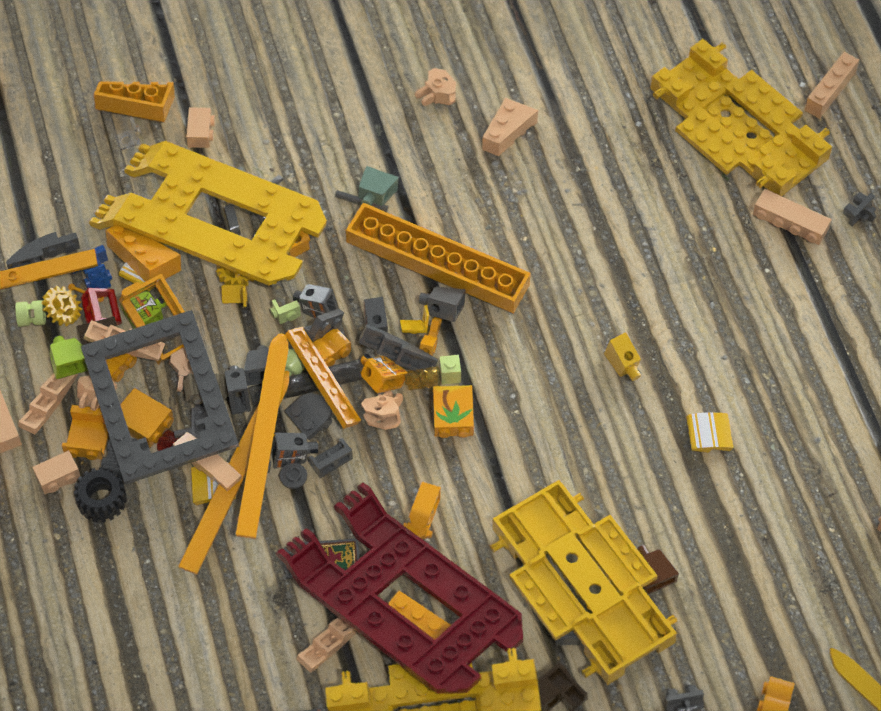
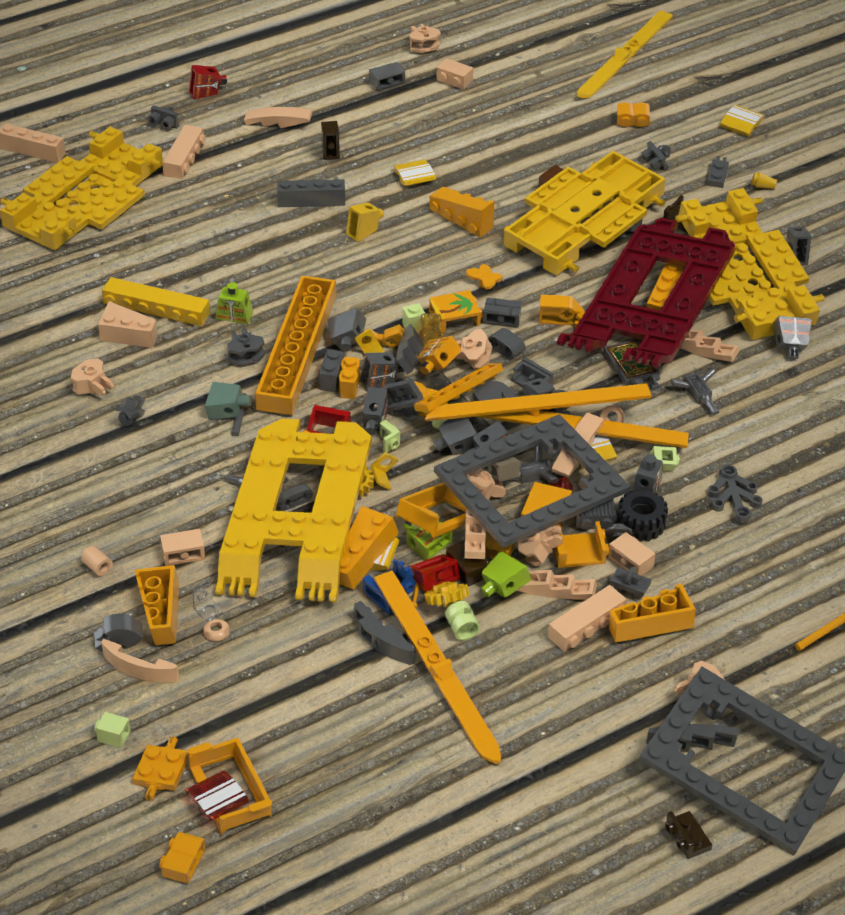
camera: 105 degrees left, 15 degrees down
(18, 53) = (112, 729): none -> yellowish green brick
(21, 458) = (630, 582): none -> dark grey hips
(85, 464) = (617, 530): none -> dark grey piece
(95, 65) = (160, 672): none -> light nougat slope
(101, 146) = (216, 635): none -> light nougat piece
(107, 595) = (729, 475): none -> dark grey plant
(115, 67) = (119, 628): none -> dark grey brick
(143, 512) = (649, 470): none -> dark grey torso
(170, 540) = (667, 455): none -> yellowish green brick
(206, 66) = (96, 560): none -> light nougat brick
(264, 612) = (698, 388): none -> flat silver piece
(326, 270) = (327, 417): none -> red tile
(371, 288) = (349, 377): none -> light orange brick
(383, 111) = (130, 409): none -> dark grey hips
(390, 447) = (506, 343): none -> dark grey beam
(392, 281) = (330, 370): none -> dark grey brick
(439, 455) = (502, 312): none -> dark grey brick
(447, 214) = (245, 347): none -> dark grey hinge
(501, 455) = (485, 276): none -> light orange animal
(515, 211) = (234, 304): none -> lime torso
(540, 156) = (156, 301): none -> yellow brick
(620, 458) = (465, 211): none -> light orange wedge
(687, 320) = (311, 193): none -> dark grey brick
(774, 351) = (330, 140): none -> dark brown brick
(842, 316) = (282, 115): none -> light nougat slope

